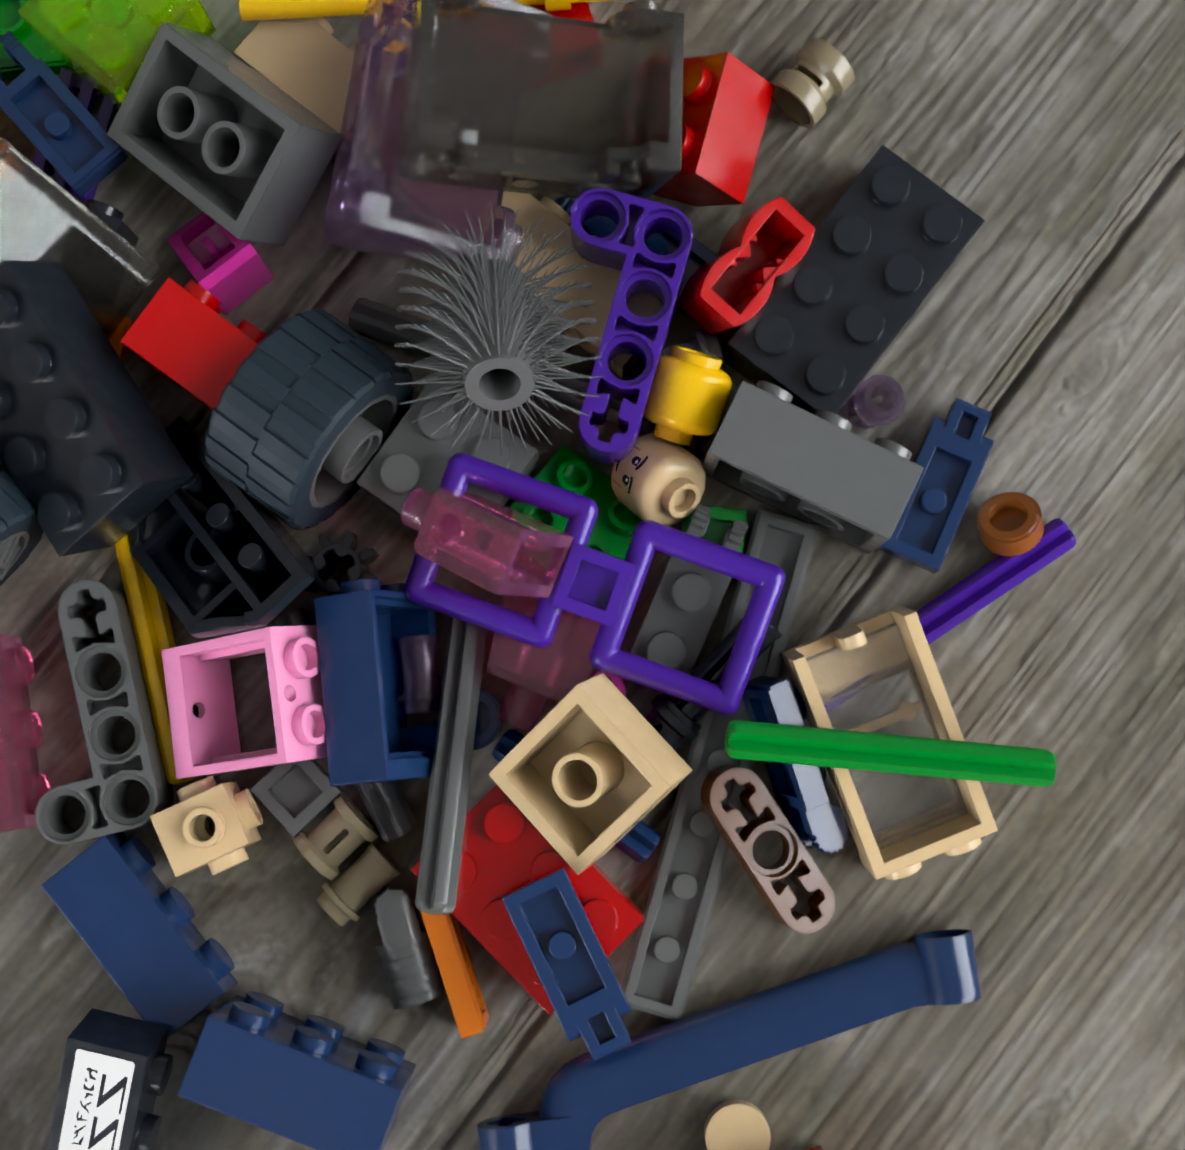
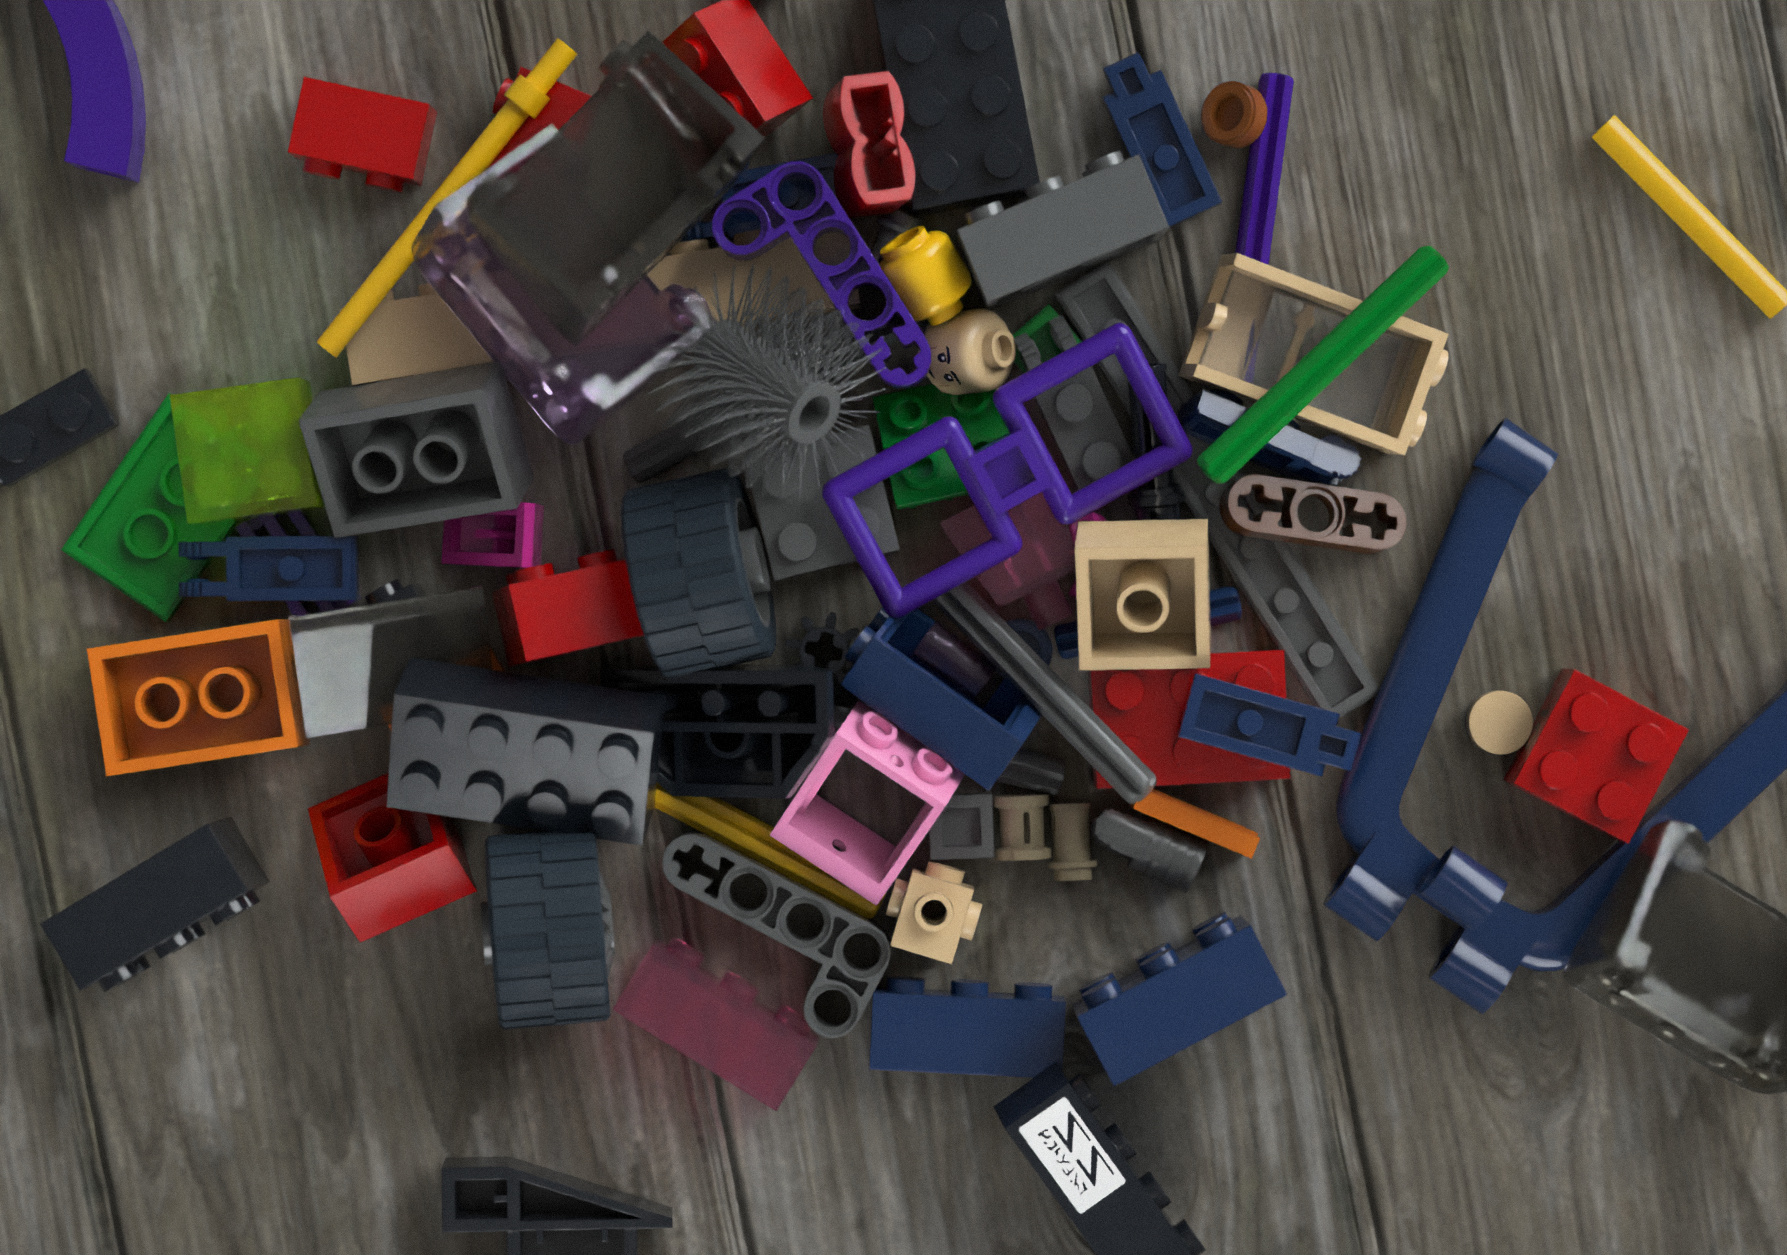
camera: 50 degrees left, 5 degrees up
(486, 542) = (912, 522): clear pink torso -> none
(888, 408) = (1065, 124): clear purple pin -> none

